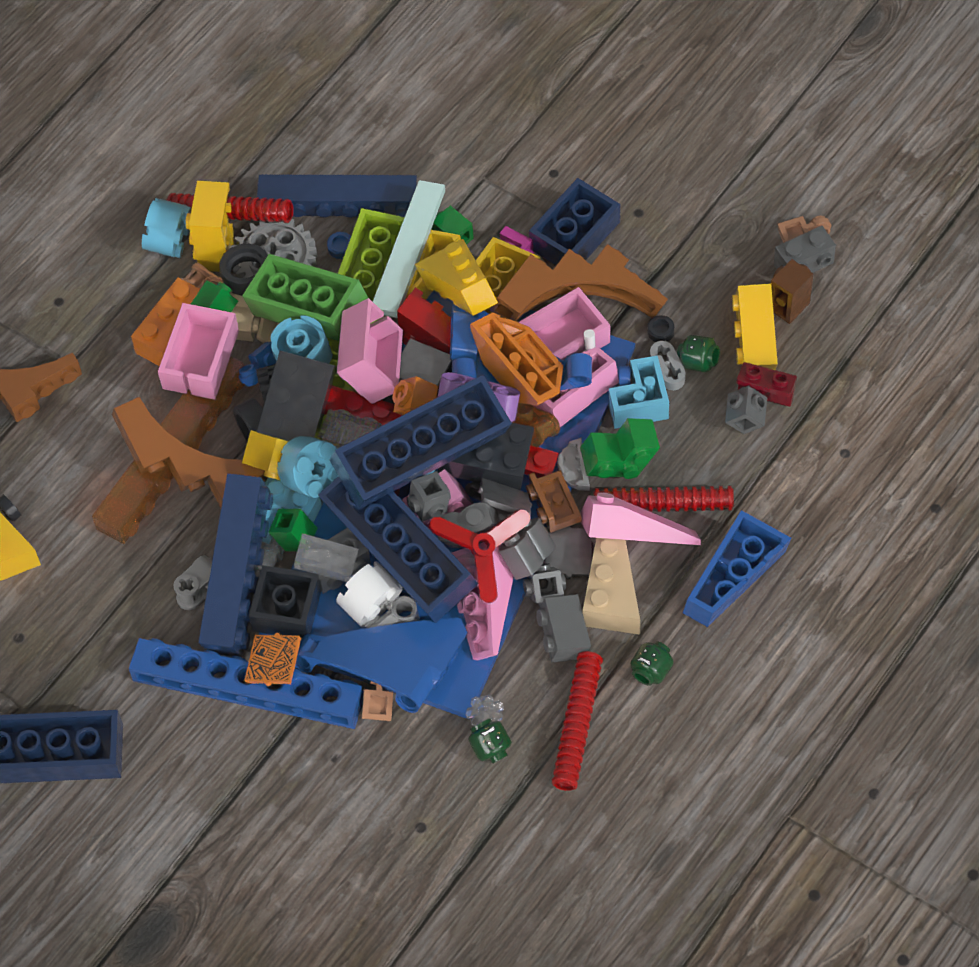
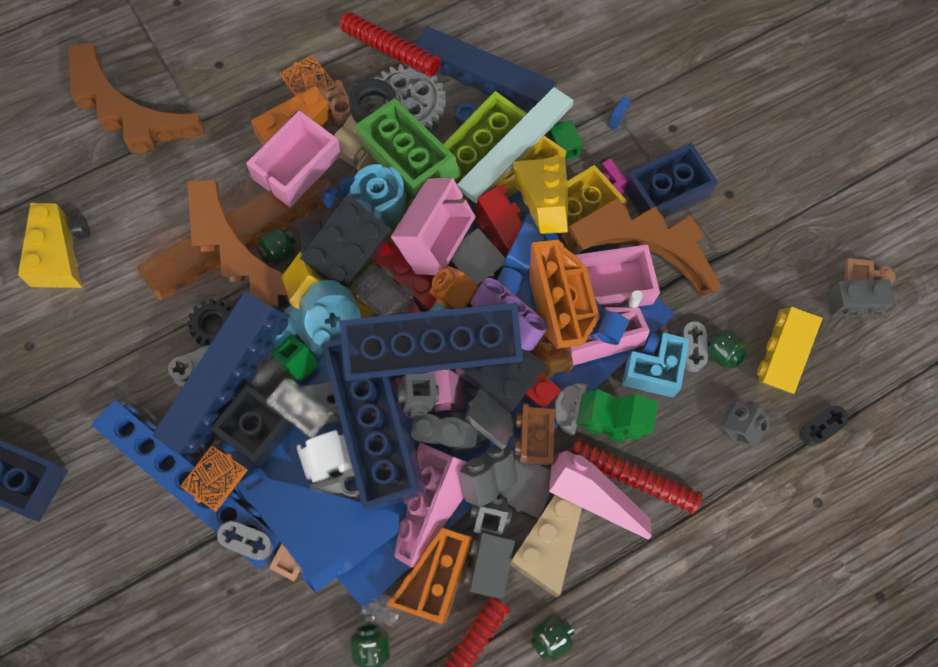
camera: 15 degrees right, 10 degrees up
(156, 276) = (305, 76): none -> orange piece
(165, 228) = (329, 38): medium azure brick -> none
(191, 525) = (201, 314): none -> black tyre
(209, 224) = (360, 48): yellow wedge -> none
(215, 297) = (333, 118): green brick -> none
(217, 440) = (276, 245): none -> dark green head
(330, 697) = (247, 534): none -> light grey beam
(492, 538) = (436, 452): red piece -> none
(493, 180) = (619, 113): none -> blue tile
(520, 657) = (435, 579): none -> orange wedge
(660, 328) = (702, 309): black tile -> none
(738, 562) = (670, 577): blue wedge -> none
(773, 384) = (779, 409): dark red bracket -> none
(791, 290) = (838, 327): reddish brown brick -> none
(825, 386) = (827, 430): none -> black beam

